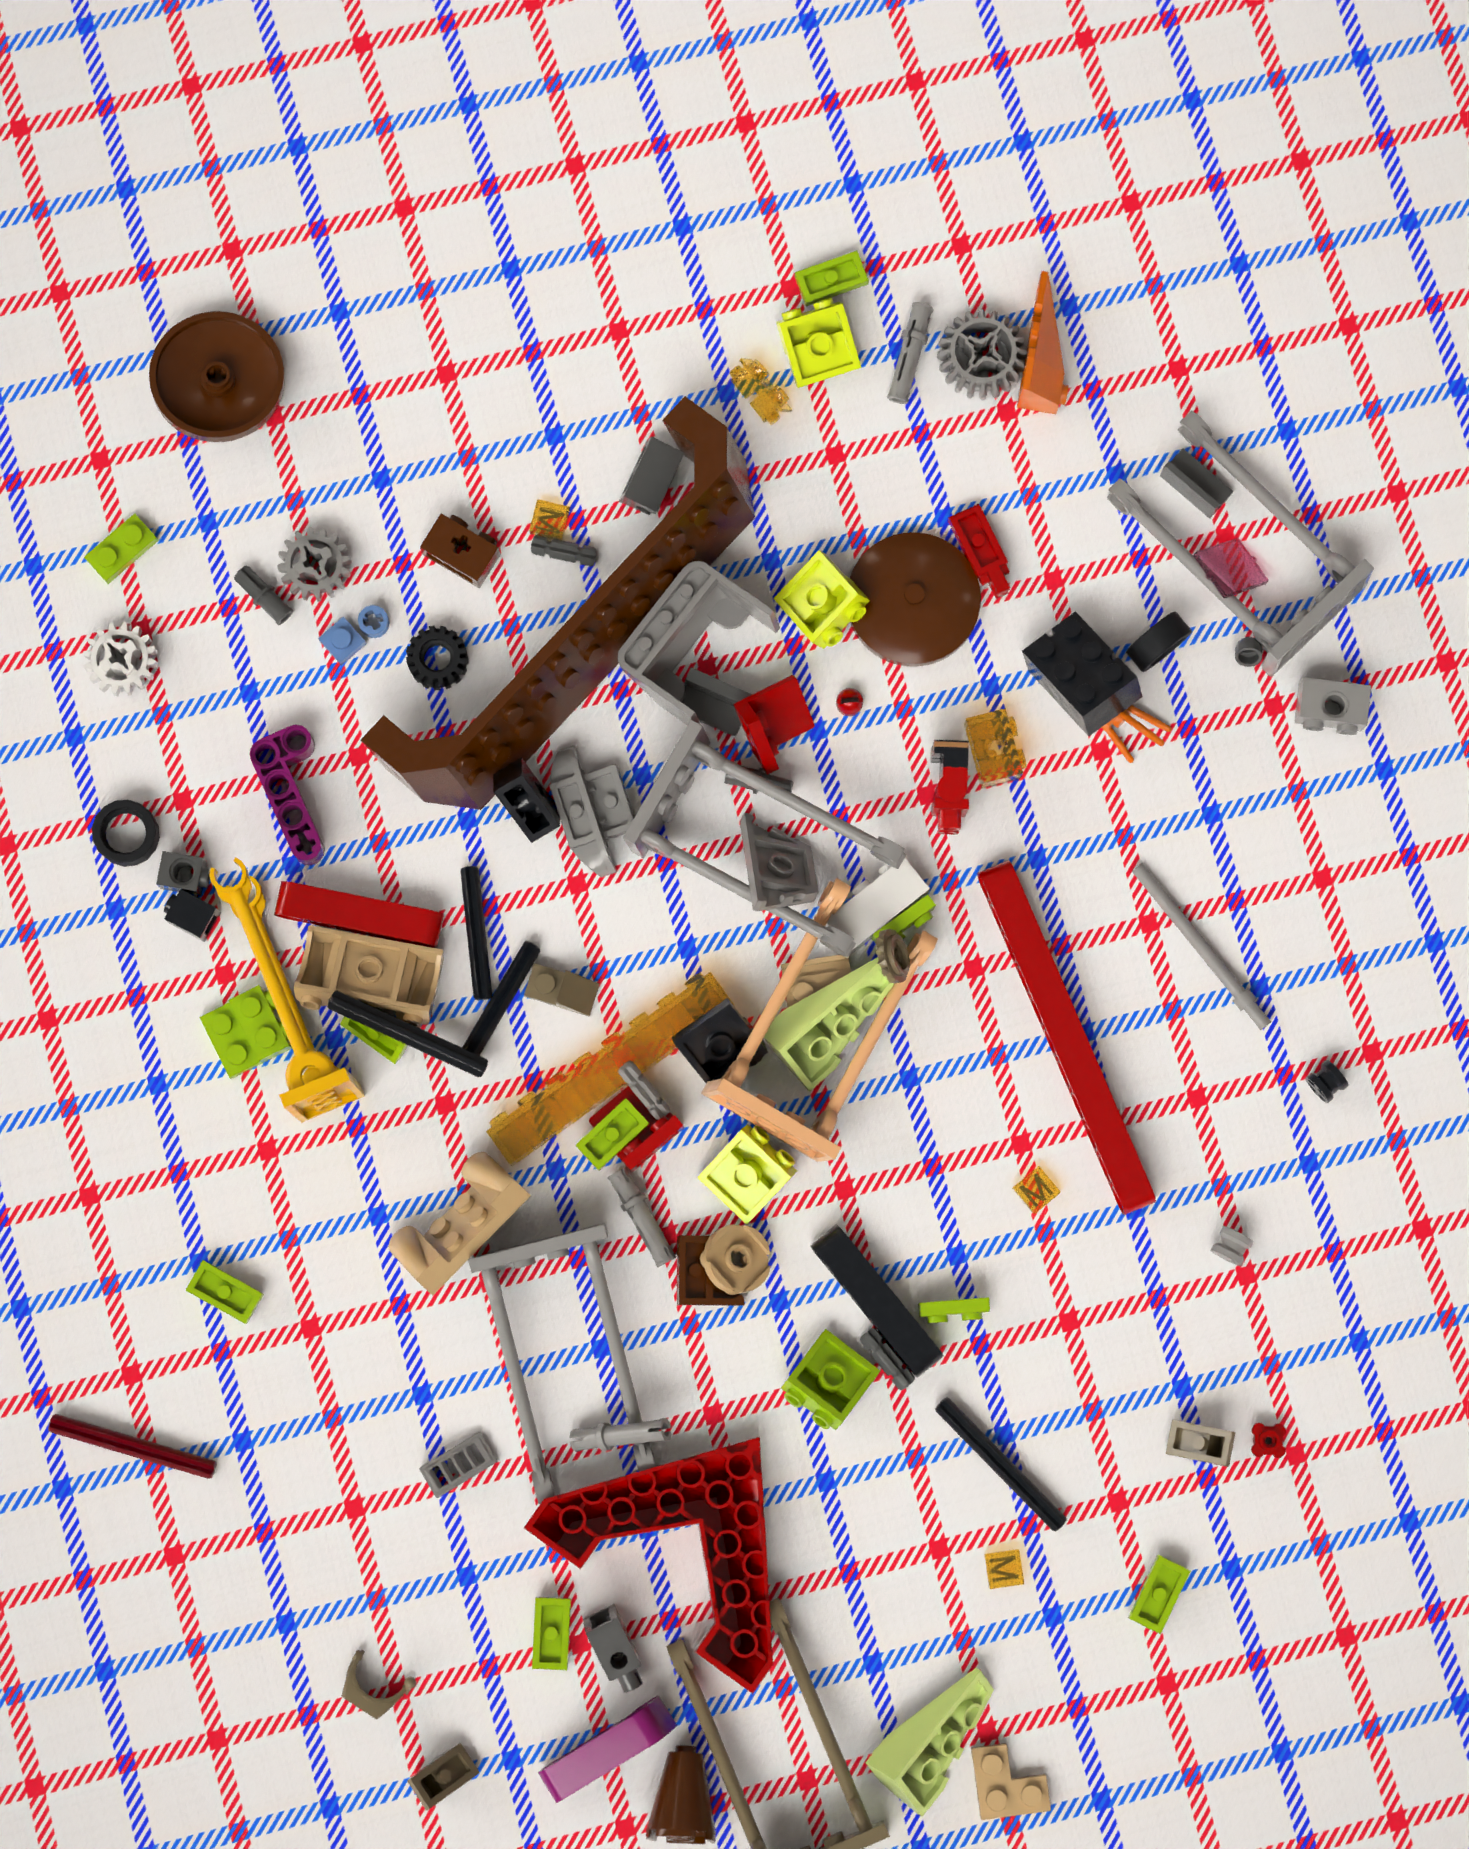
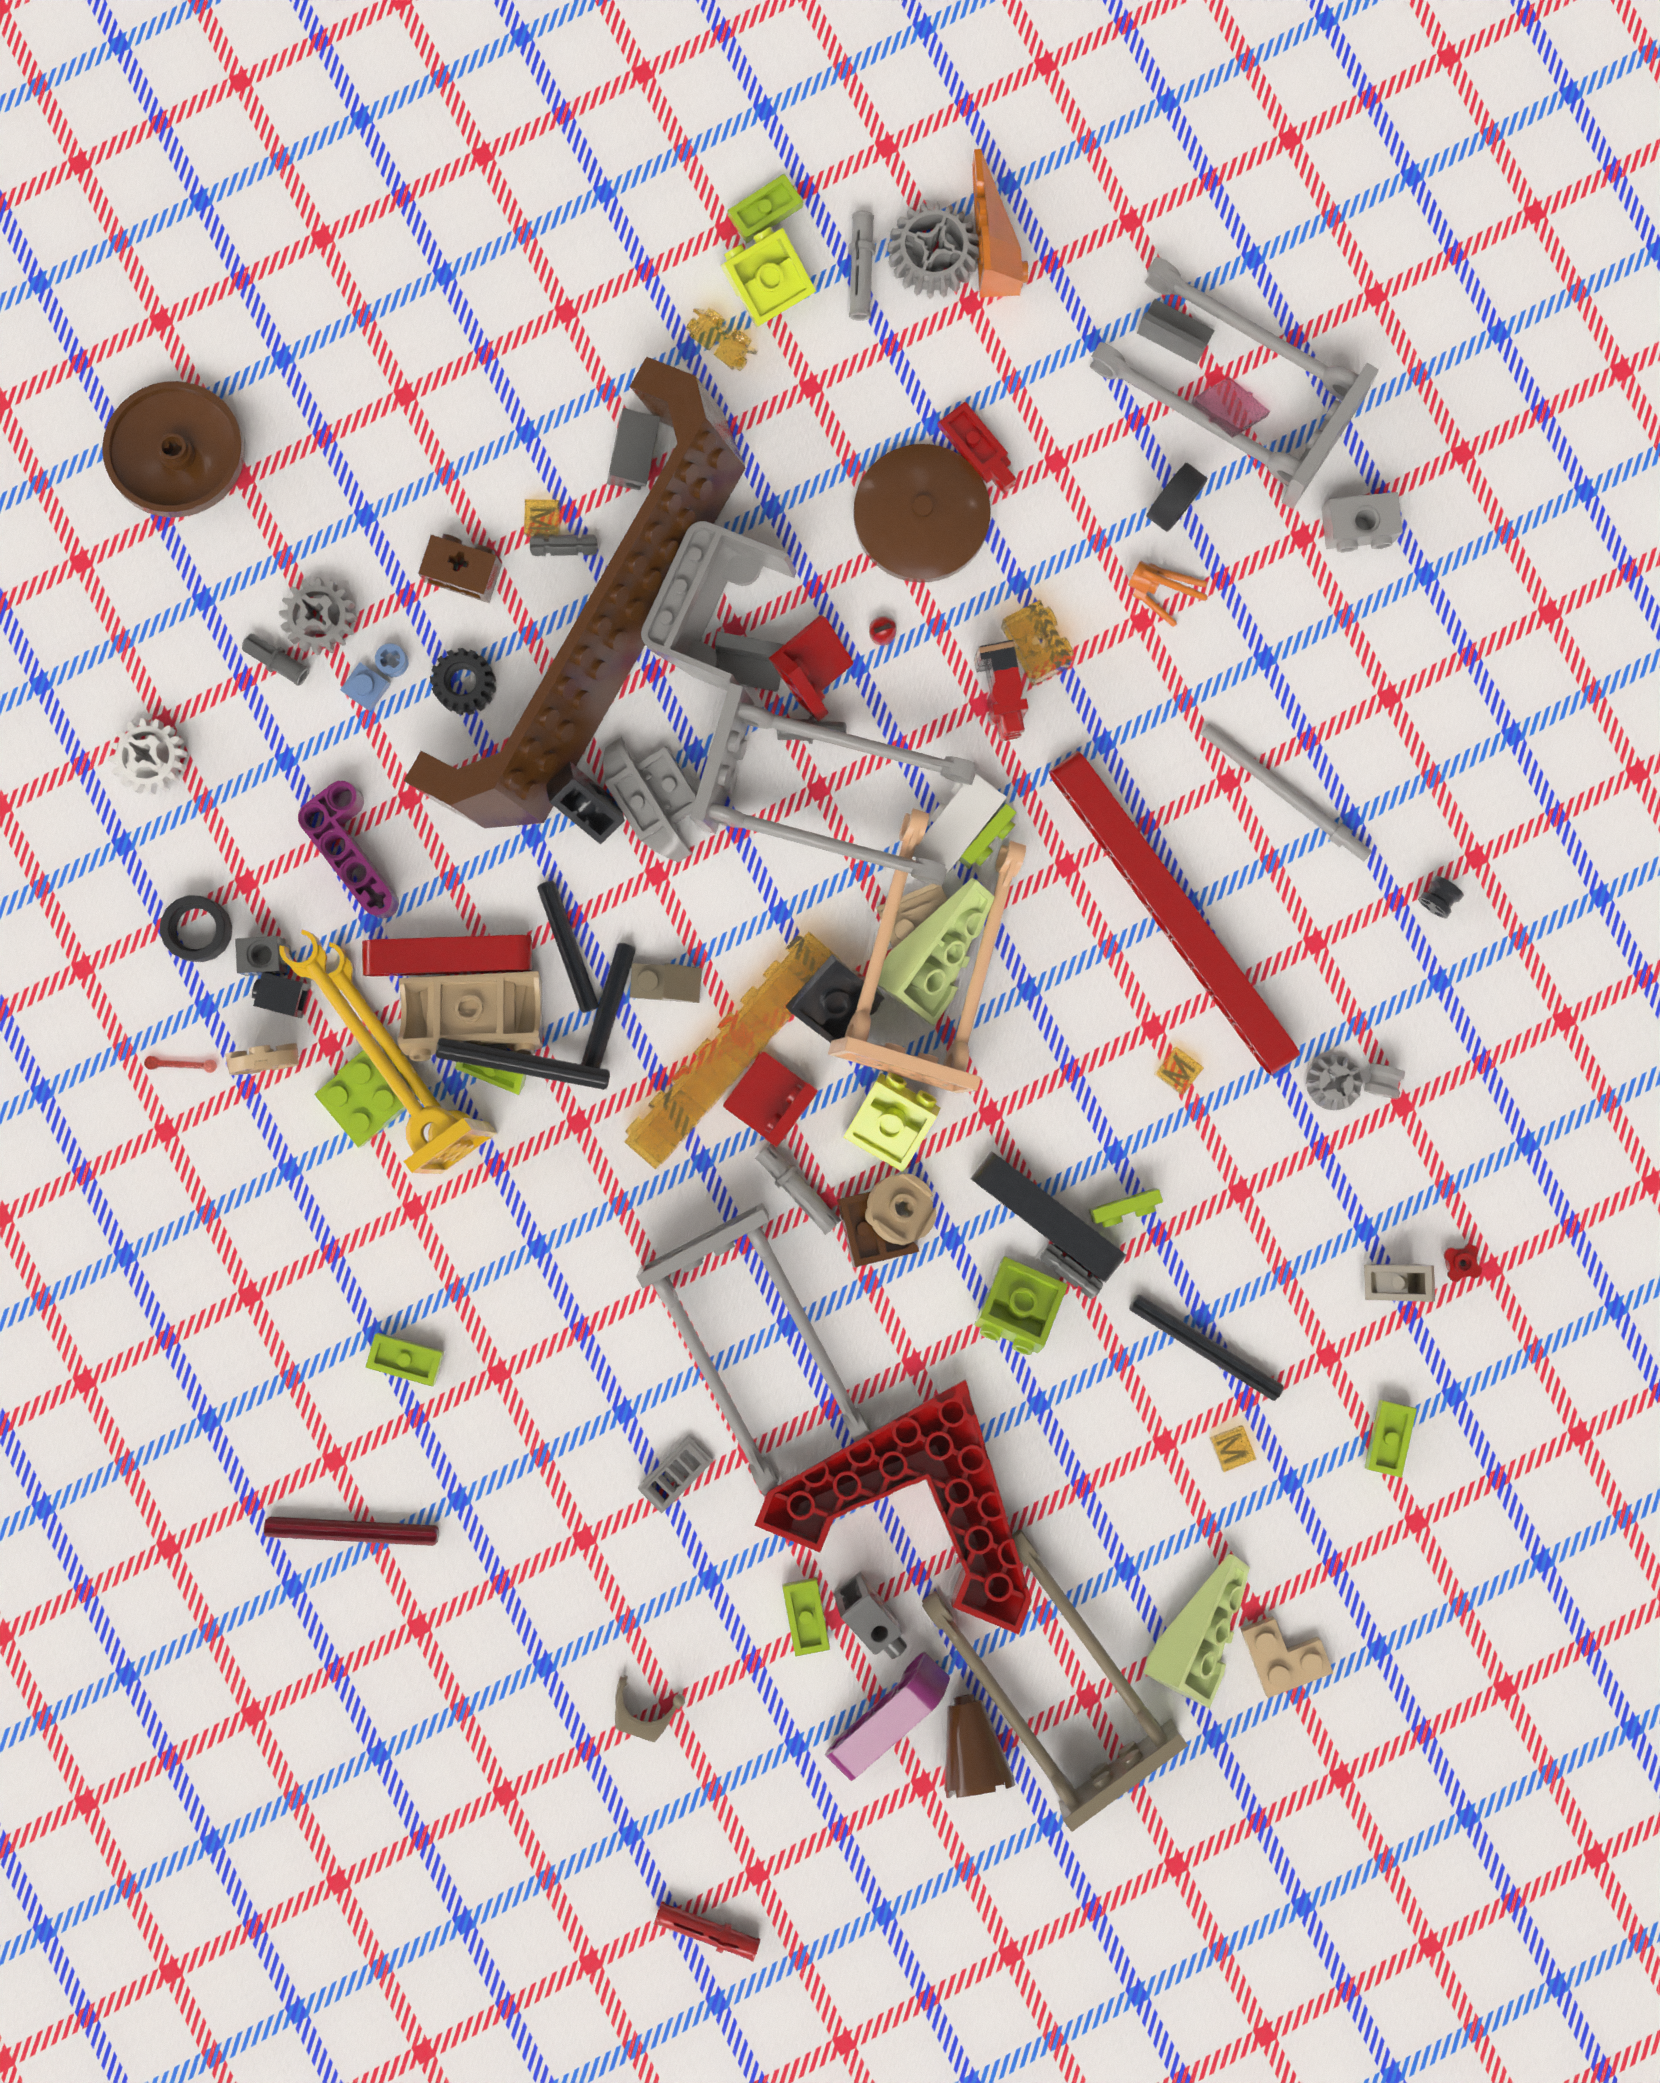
camera: 10 degrees left, 5 degrees up
(52, 951) = (153, 1063): none -> clear red hinge
(121, 548) = (122, 646): lime plate -> none
(160, 971) = (262, 1058): none -> tan plate
(443, 1776) = (732, 1784): dark tan slope -> none
(463, 1228) = (624, 1243): tan piece -> none
(608, 1436) = (815, 1413): light grey pin -> none
(612, 1134) = (749, 1115): lime plate -> none
(644, 1090) = (770, 1064): light grey axle -> none
(777, 867) = (850, 811): light grey wing -> none
(822, 601) = (832, 534): neon yellow plate -> none
(892, 956) = (986, 873): dark tan gear -> none
(1082, 674) = (1109, 546): black piece -> none
(1169, 1229) = (1319, 1077): none -> light grey gear
(1248, 652) = (1266, 488): dark grey hinge -> none

